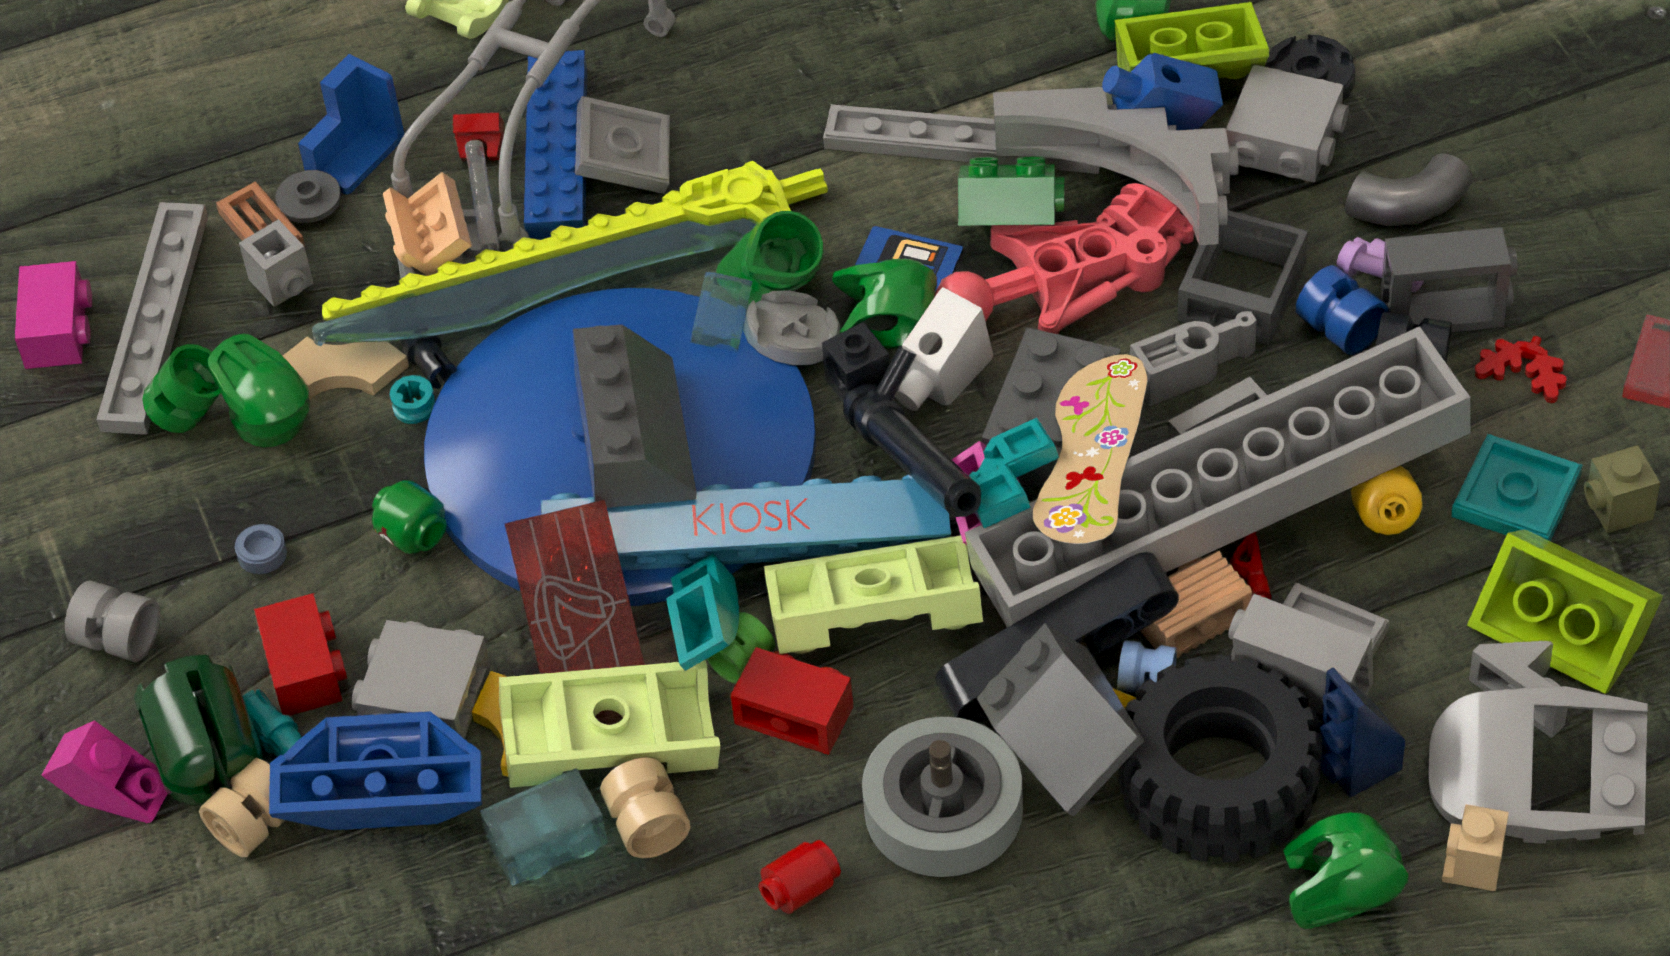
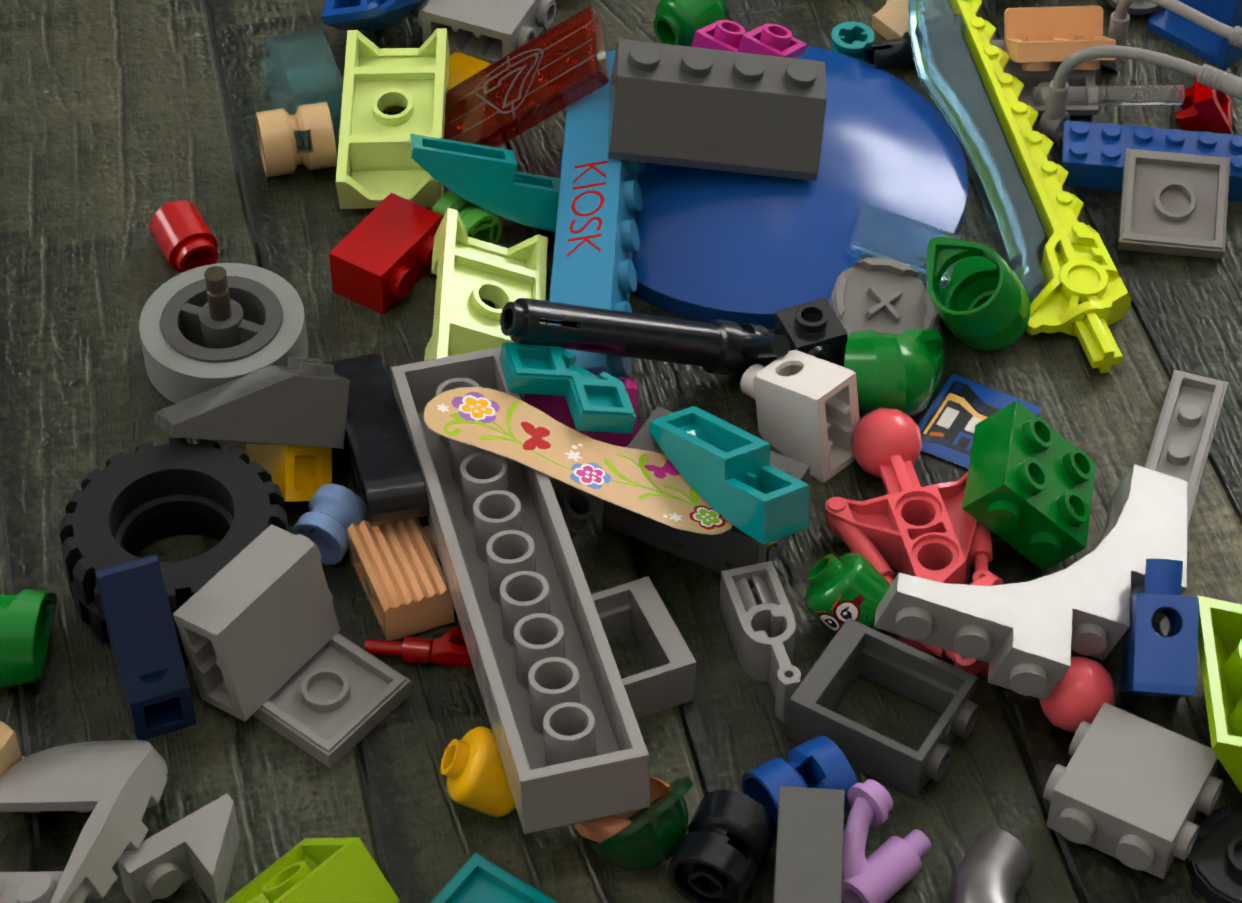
camera: 95 degrees right, 5 degrees down
(469, 447) = (763, 40): none -> dark pink slope
(1079, 349) = (733, 473): none -> teal slope
(1143, 301) = (845, 590): none -> green head

